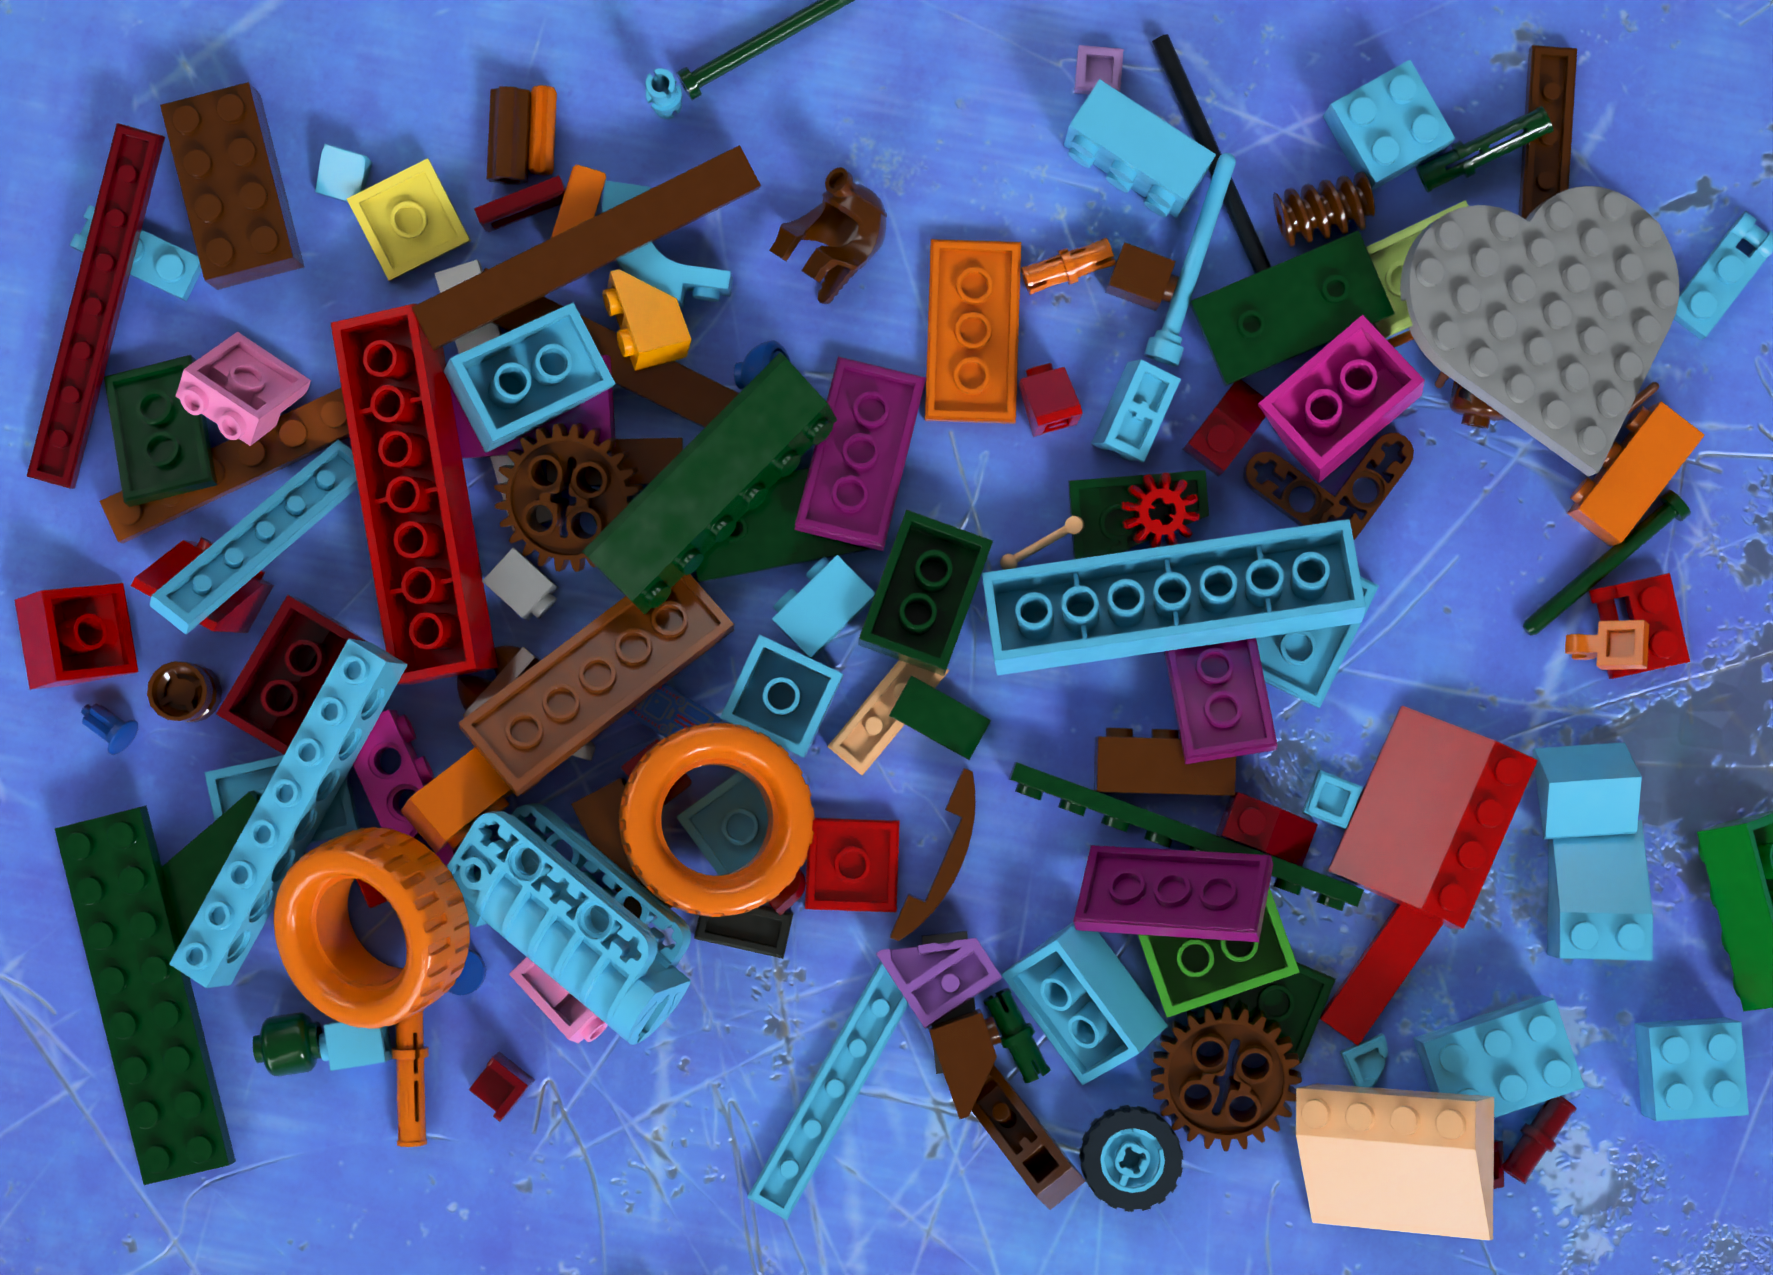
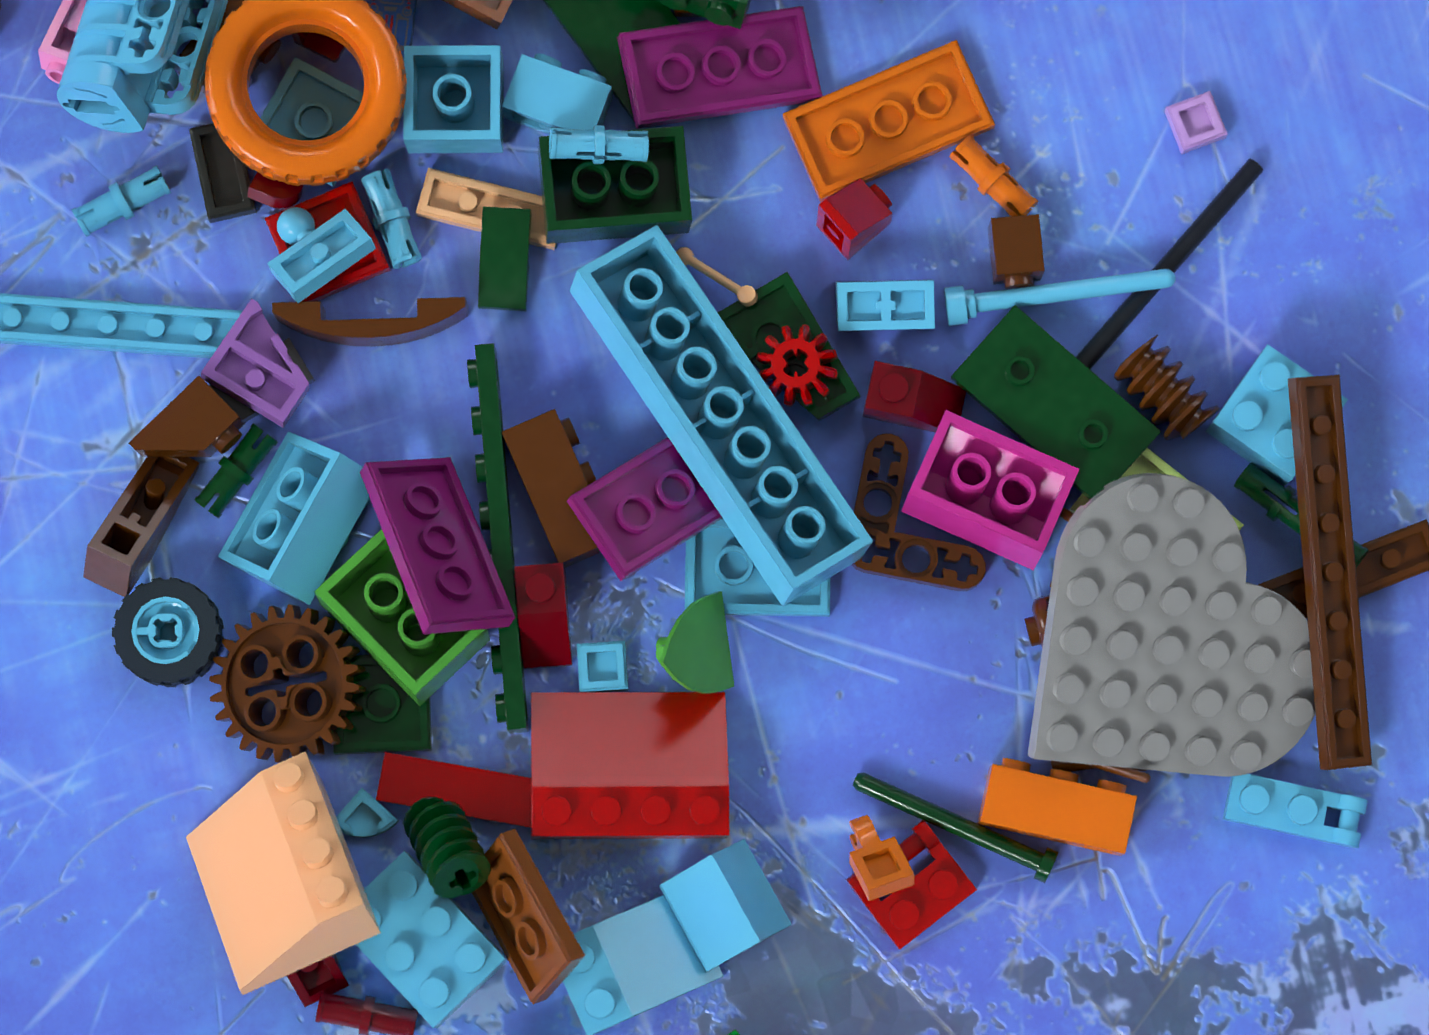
camera: 65 degrees right, 5 degrees down
(730, 1026) = (121, 201): none -> medium azure pin
(857, 799) = (391, 218): none -> medium azure pin
(864, 876) = (316, 253): none -> medium azure plate
(893, 590) = (598, 144): none -> medium azure pin
(1137, 150) = (1131, 185): medium azure brick -> none
(1365, 712) = (698, 647): none -> bright green shield
(1435, 1005) = (446, 847): none -> dark green piece
(1526, 966) = (526, 919): none -> dark orange tile
(1549, 146) = (1329, 572): none -> reddish brown tile

